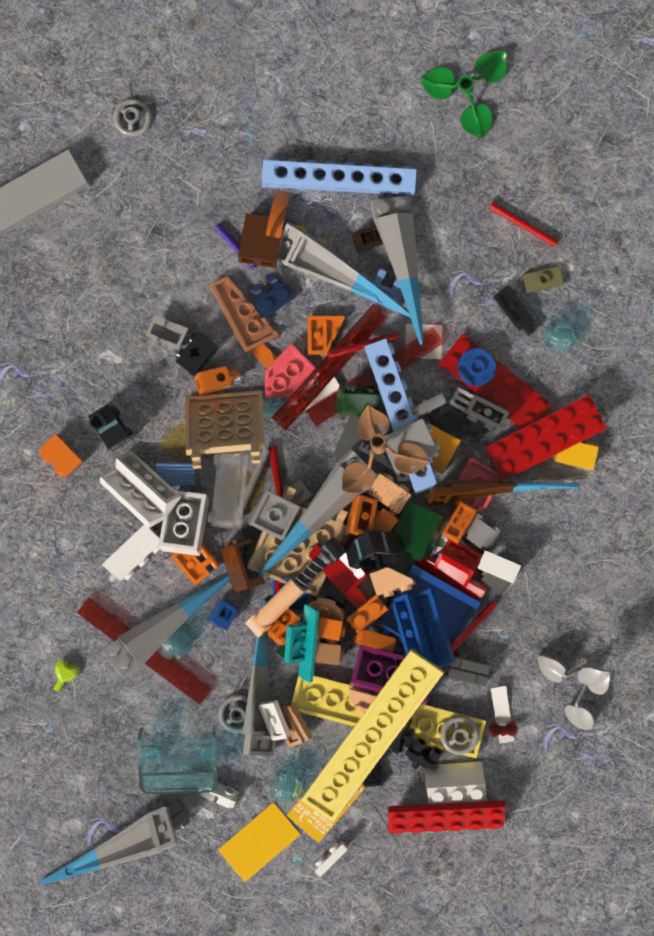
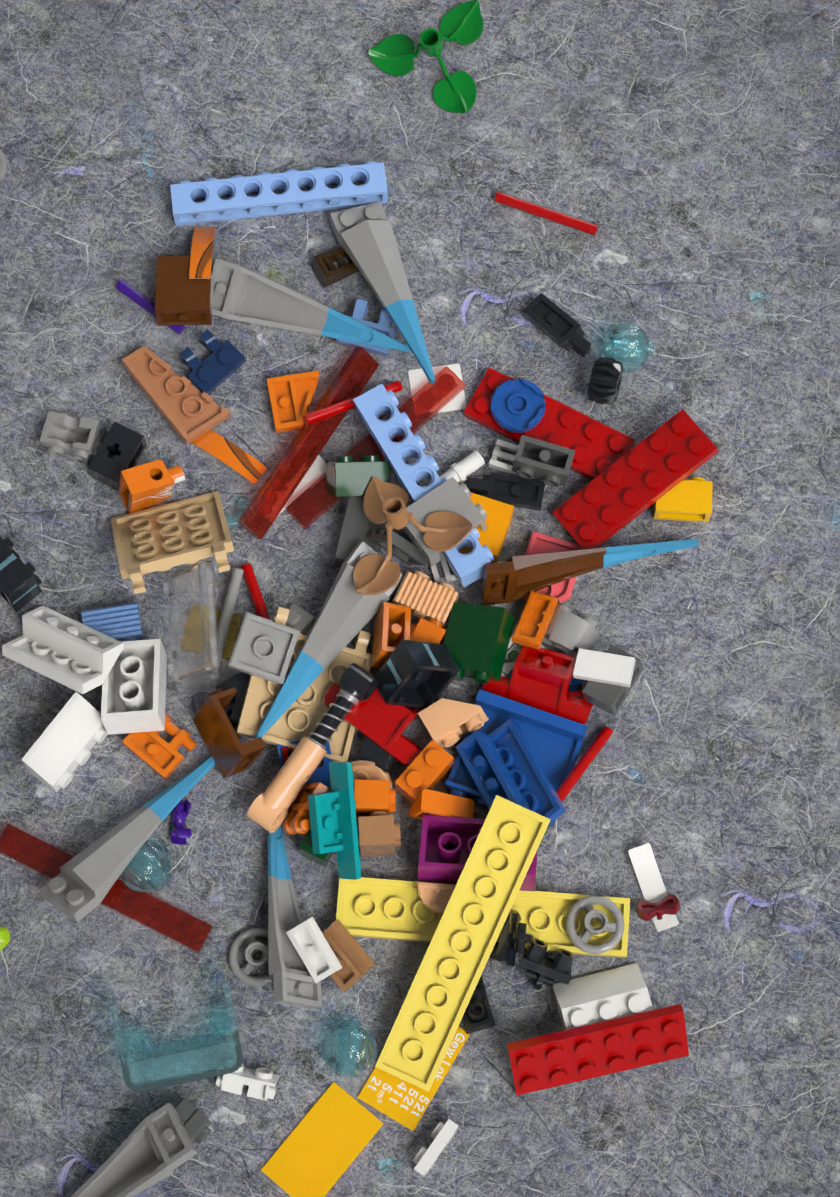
camera: 10 degrees left, 15 degrees down
(176, 444) = (109, 586): clear yellow piece -> none
(199, 624) = (179, 816): none -> dark purple arm
(226, 619) = (209, 823): blue brick -> none
(287, 373) = (249, 461): coral tile -> none
(469, 670) = (589, 828): dark grey brick -> none
(540, 360) = (605, 381): none -> black gear
(543, 280) = (588, 280): olive plate -> none
(592, 677) = (772, 795): light grey plant -> none

